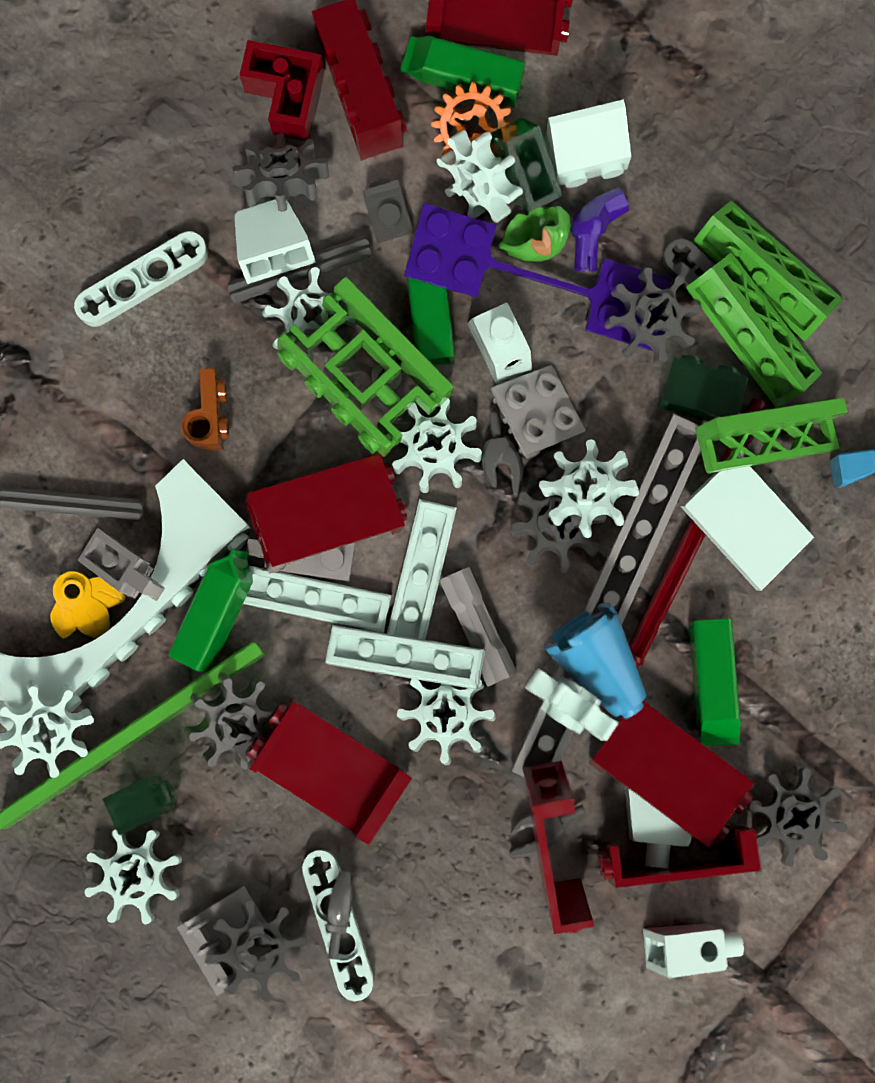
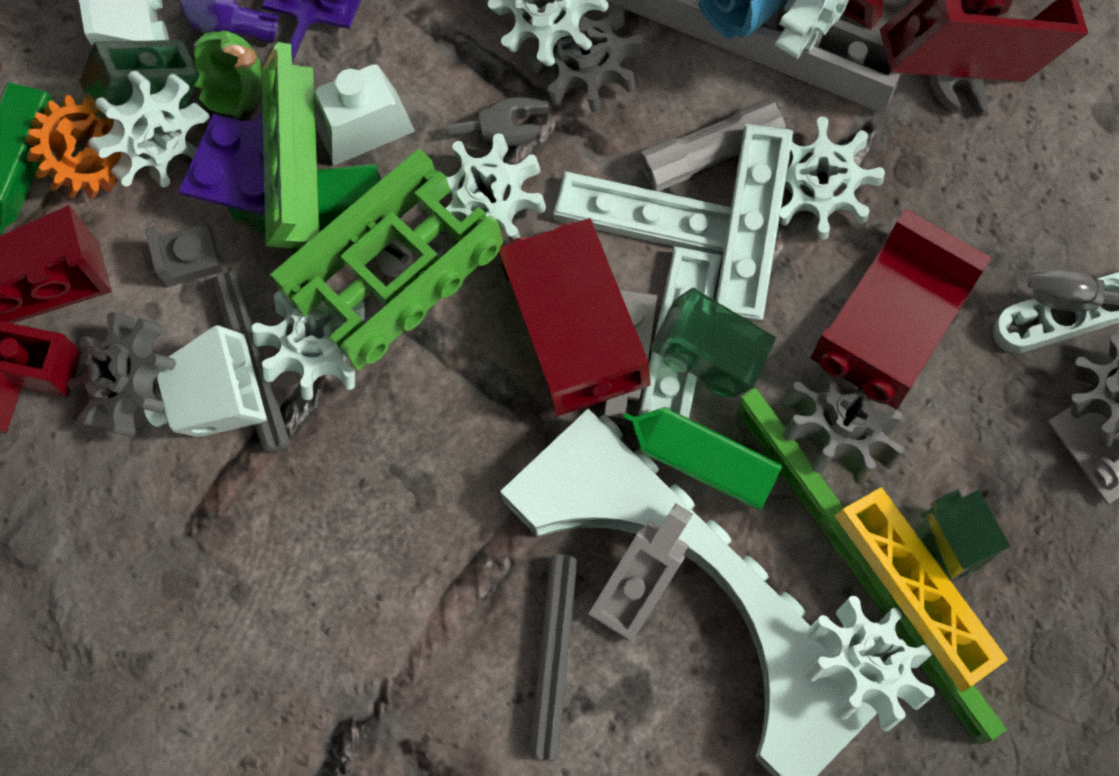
camera: 90 degrees left, 10 degrees down
(85, 611) = (698, 628): yellow plate -> none
(107, 777) = (921, 589): none -> yellow fence
(117, 880) = (1067, 549): light aqua gear -> none
(138, 272) = (254, 561): light aqua beam -> none
(213, 392) = (414, 464): dark orange plate -> none
(299, 622) = (712, 344): none -> clear green brick
(453, 286) = (289, 151): none -> bright green fence
(537, 410) = (447, 79): light grey hinge -> none

